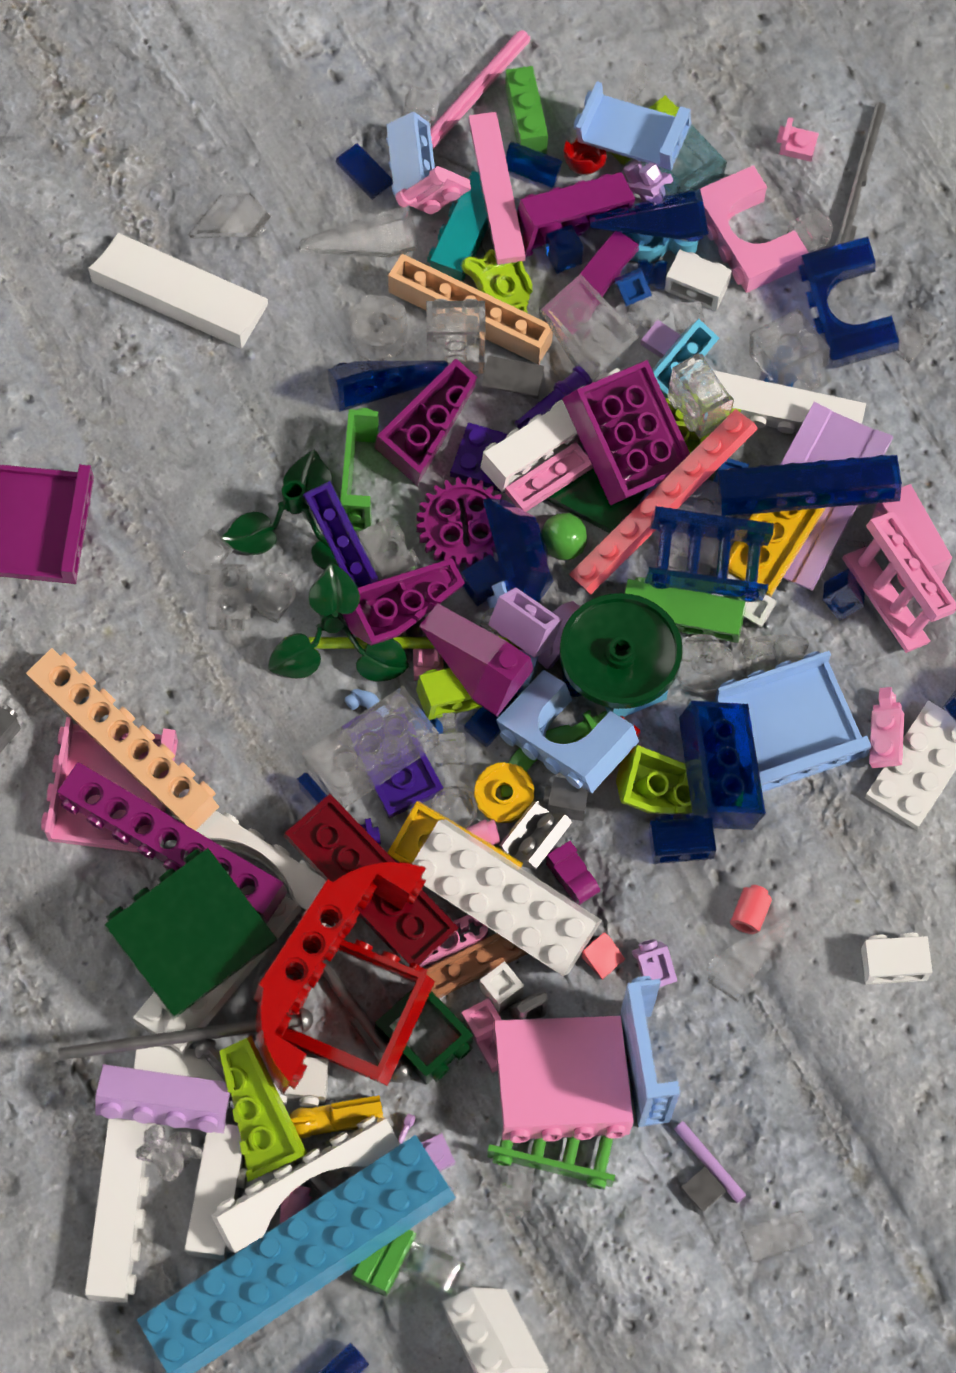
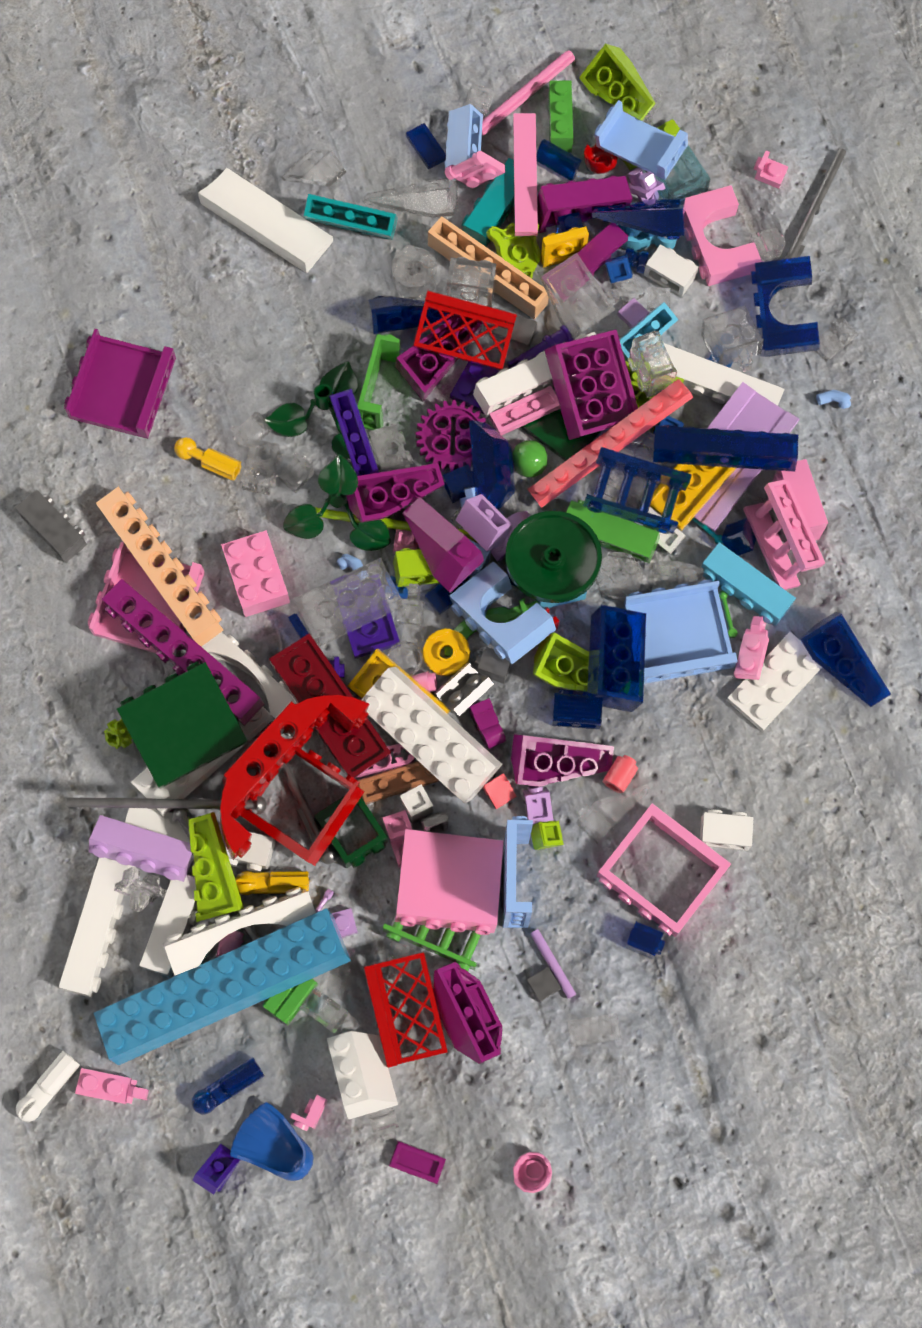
camera: 10 degrees right, 5 degrees up
(106, 959) = (117, 734): none -> lime gear
(161, 596) = (210, 459): none -> yellow piece
(245, 731) = (255, 573): none -> bright pink brick
(286, 270) = (350, 216): none -> teal brick
(454, 364) = (470, 311): none -> red fence
(510, 1261) = (384, 1016): none -> red fence
(559, 269) = (561, 246): none -> yellow plate
(587, 56) = (616, 78): none -> lime wedge
(613, 1241) = (467, 1013): none -> magenta wedge
(659, 906) = (549, 760): none -> magenta wedge
(672, 1002) = (546, 835): none -> lime slope
(817, 600) = (717, 538): none -> teal hinge
(821, 1113) = (645, 940): none -> clear blue brick
(848, 978) = (687, 840): none -> bright pink window
(856, 712) = (732, 633): none -> bright green hinge
(865, 650) = (747, 584): none -> medium azure brick
(925, 403) = (834, 395): none -> light blue arm

